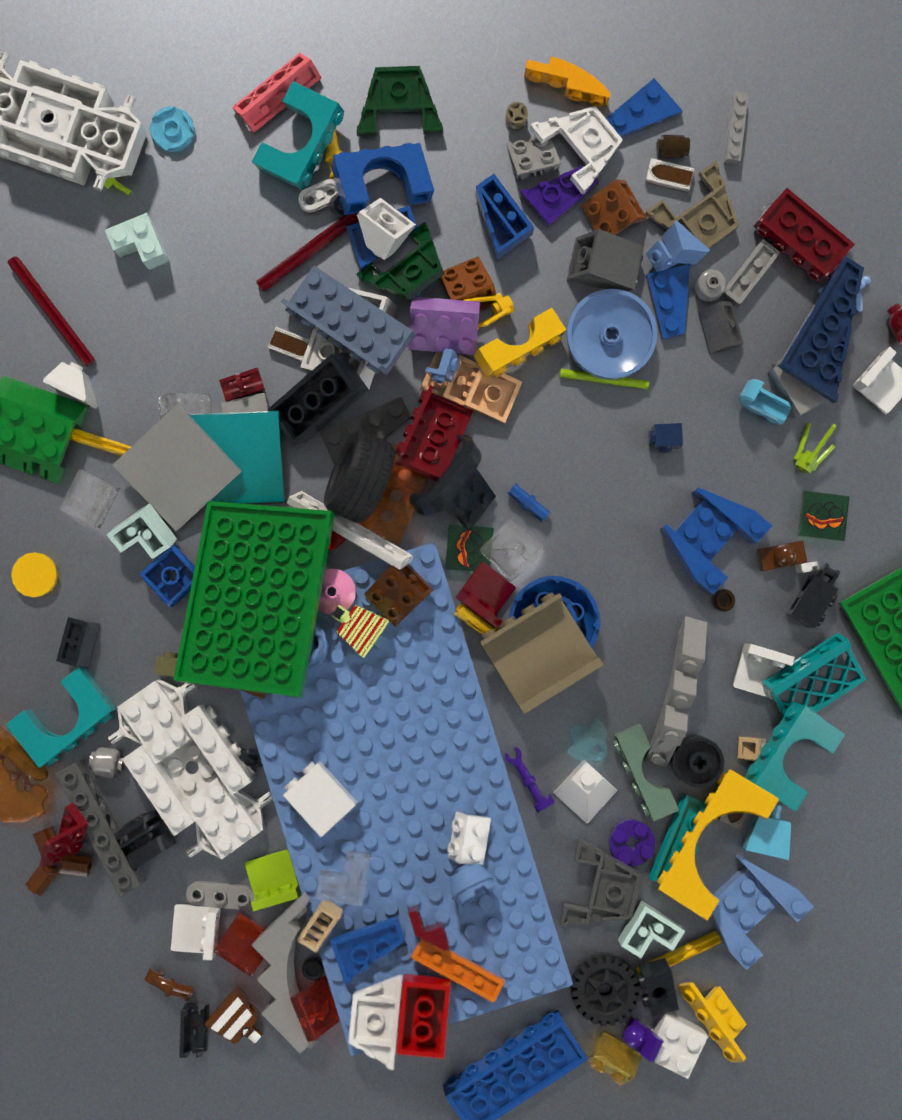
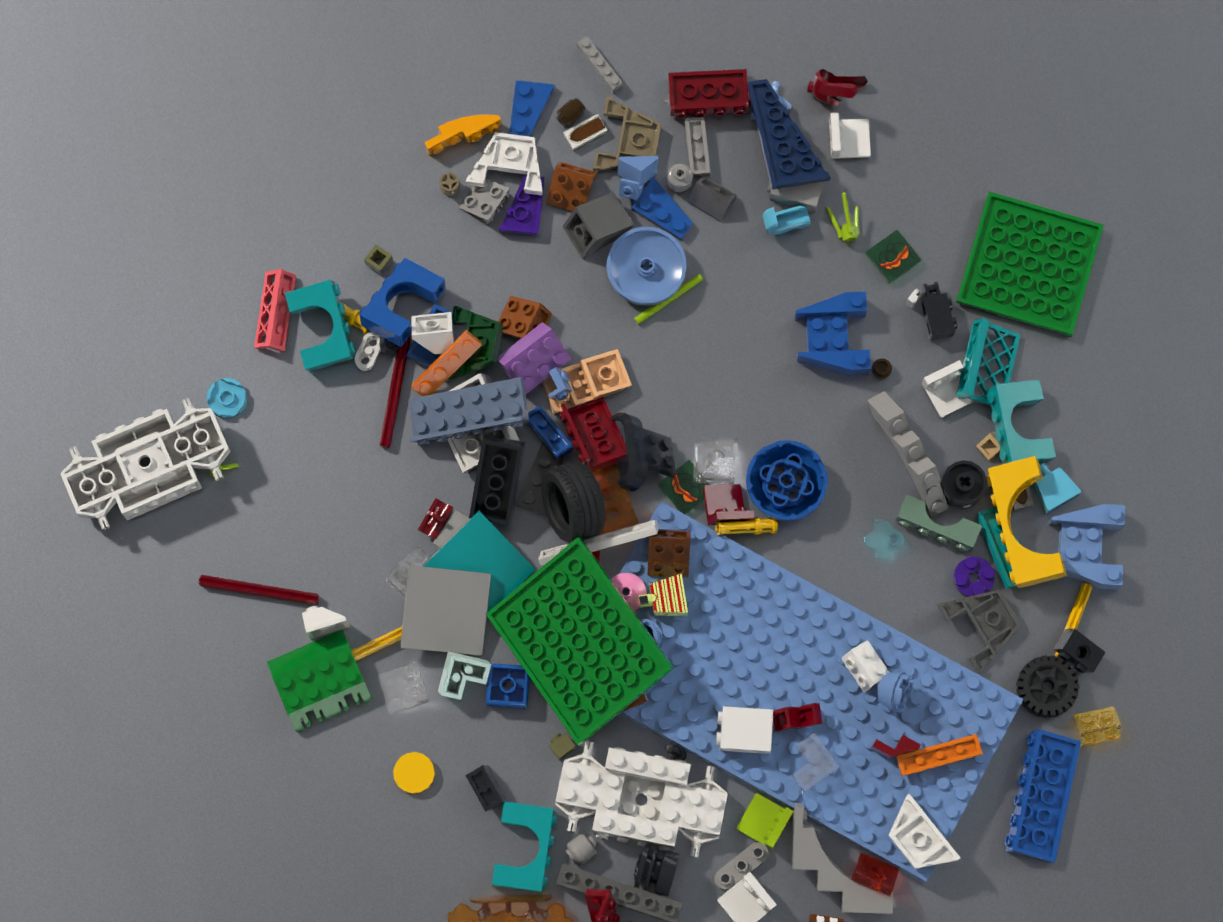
camera: 40 degrees left, 10 degrees down
(141, 236) = (275, 484): light aqua brick -> none
(237, 945) = (787, 881): clear red tile -> none
(288, 344) = (440, 465): tile -> none
(313, 968) = (848, 855): black plate -> none
(328, 912) = (815, 806): tan slope -> none
(365, 945) = (866, 797): blue wing -> none
(369, 264) = (446, 364): none -> orange plate
(372, 826) = (797, 717): none -> dark red slope
(398, 91) = (356, 238): dark green wing -> none
(398, 119) = (376, 254): none -> olive plate
(399, 399) = (549, 433): none -> blue tile
(423, 1016) = (946, 803): red brick -> none
(498, 356) = (587, 345): yellow arch -> none
(501, 307) = (558, 315): yellow plant -> none
(502, 217) = (503, 256): blue wedge -> none
(528, 502) = (696, 422): blue pin -> none
(529, 781) = (871, 600): dark purple piece -> none
(540, 652) = (796, 507): dark tan panel -> none
(585, 791) = (912, 572): white slope -> none
(642, 1039) = (1101, 692): dark purple tile -> none
(649, 925) = (1034, 617): light aqua brick -> none
(666, 437) = (744, 299): dark blue brick -> none
(681, 1043) = (1124, 677): white brick -> none
(718, 1017) = (1136, 636): yellow bracket -> none
(782, 555) = (891, 306): reddish brown tile -> none

